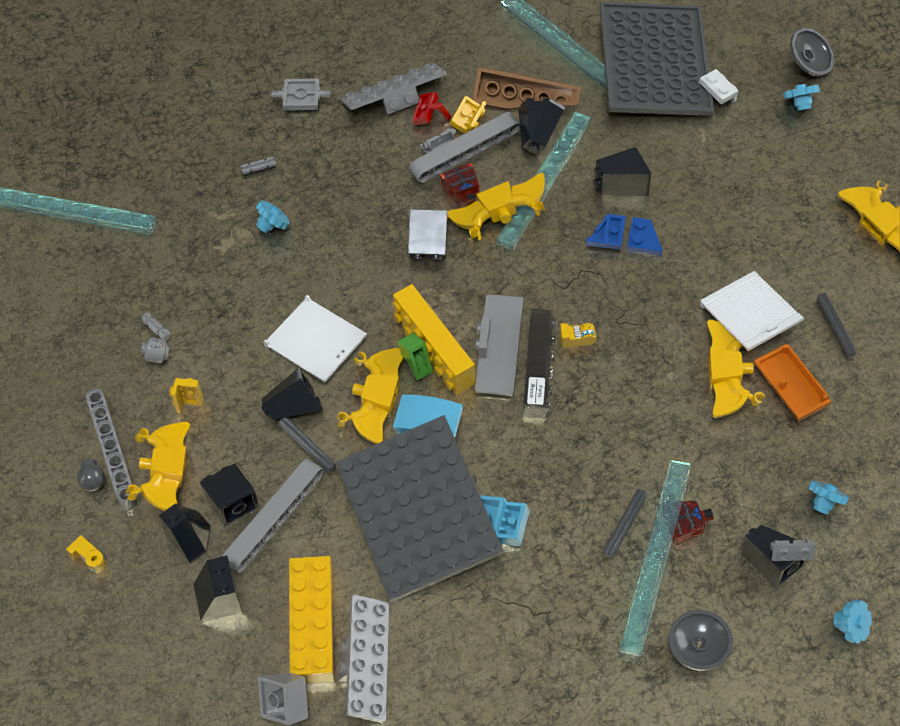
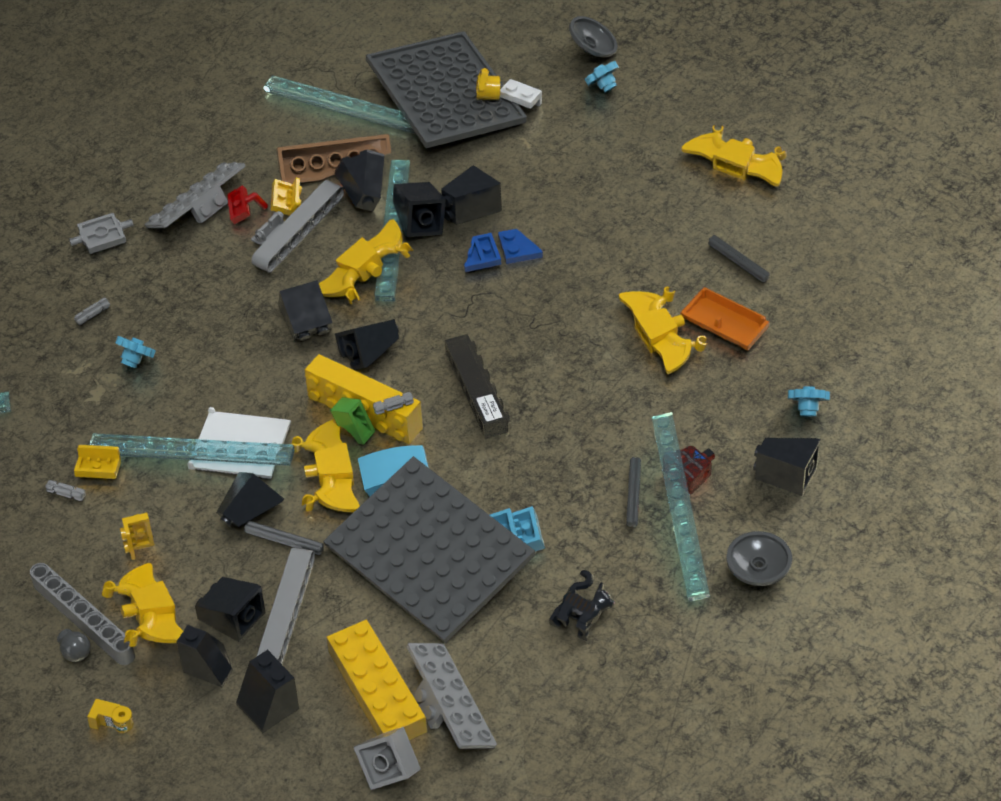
camera: 25 degrees left, 10 degrees down
(155, 350) = (78, 509): light grey head -> none
(191, 311) = (97, 462): none -> yellow bracket
(272, 330) = (197, 449): none -> clear light blue plate
(448, 358) = (393, 403): none -> light grey axle
(461, 184) = (313, 258): clear red torso -> none
(466, 284) = (366, 343): none -> black slope
(498, 344) = (429, 384): light grey bracket -> none
(520, 622) = (580, 608): none -> black animal
(573, 169) = (419, 208): none -> black slope
(577, 335) = (500, 350): yellow leg -> none
(690, 70) = (487, 86): none -> yellow piece
(751, 310) = (654, 271): white door -> none
(792, 551) = (806, 446): light grey hinge -> none
(854, 621) = (887, 491): medium azure plant -> none

